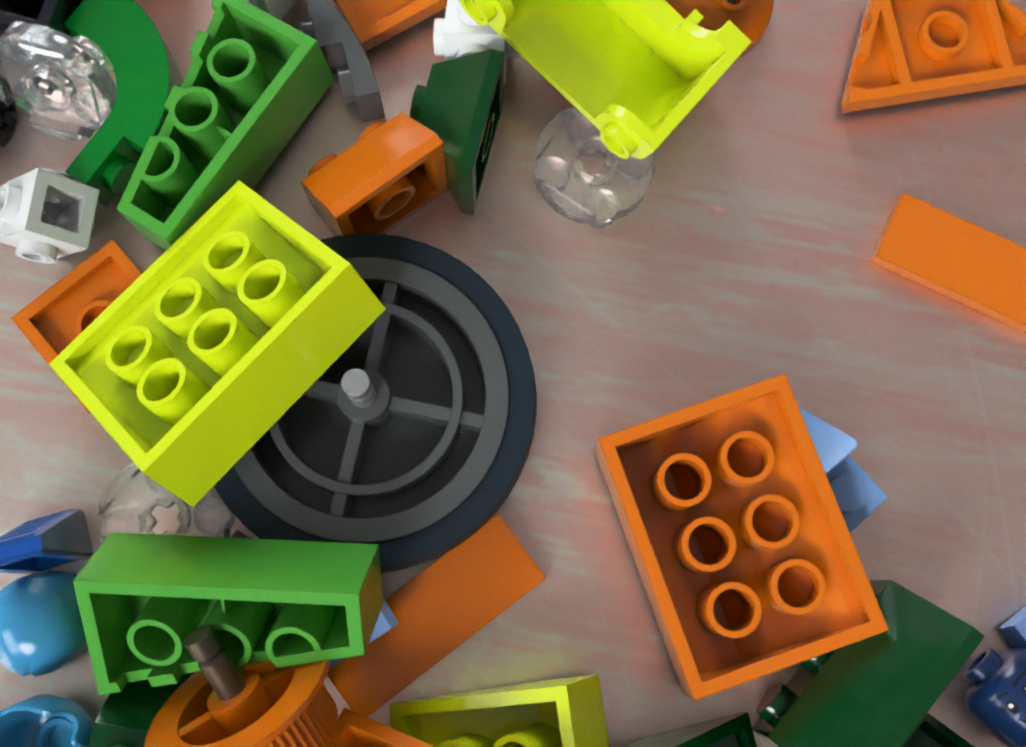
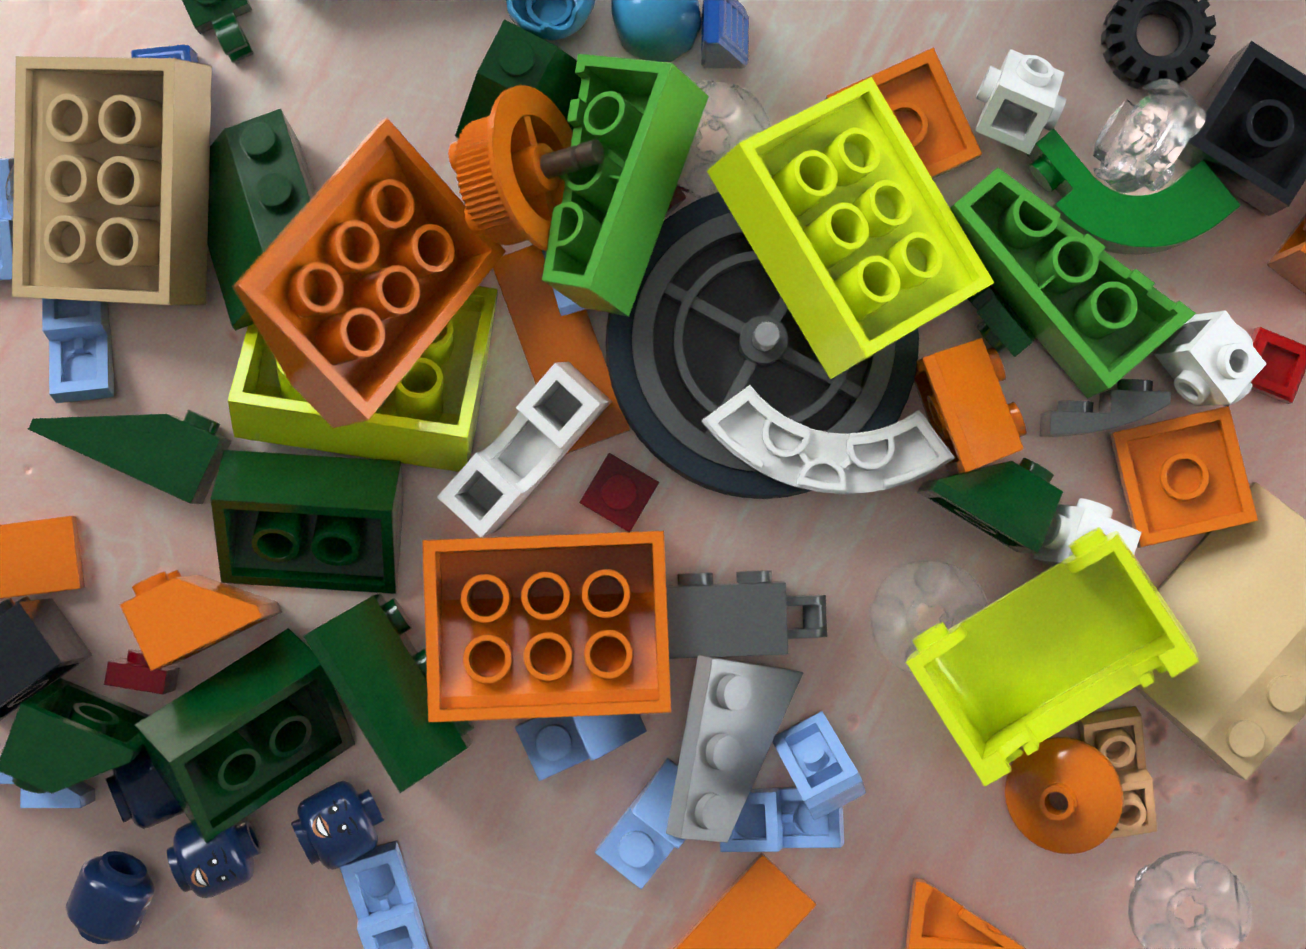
camera: 110 degrees right, 10 degrees up
(284, 170) = (1000, 323): none -> dark green plate
(471, 294) = (825, 459): none -> white tile
(557, 618) = (526, 451): none -> white arch
(566, 505) = (619, 492): none -> dark red plate
(655, 343) = (737, 617): none -> dark grey brick
(776, 220) = (819, 765): none -> light blue slope
(790, 317) = (725, 742): none -> light grey wing
(832, 252) = (781, 820): none -> light blue slope
(884, 368) = (639, 838): none -> light blue slope

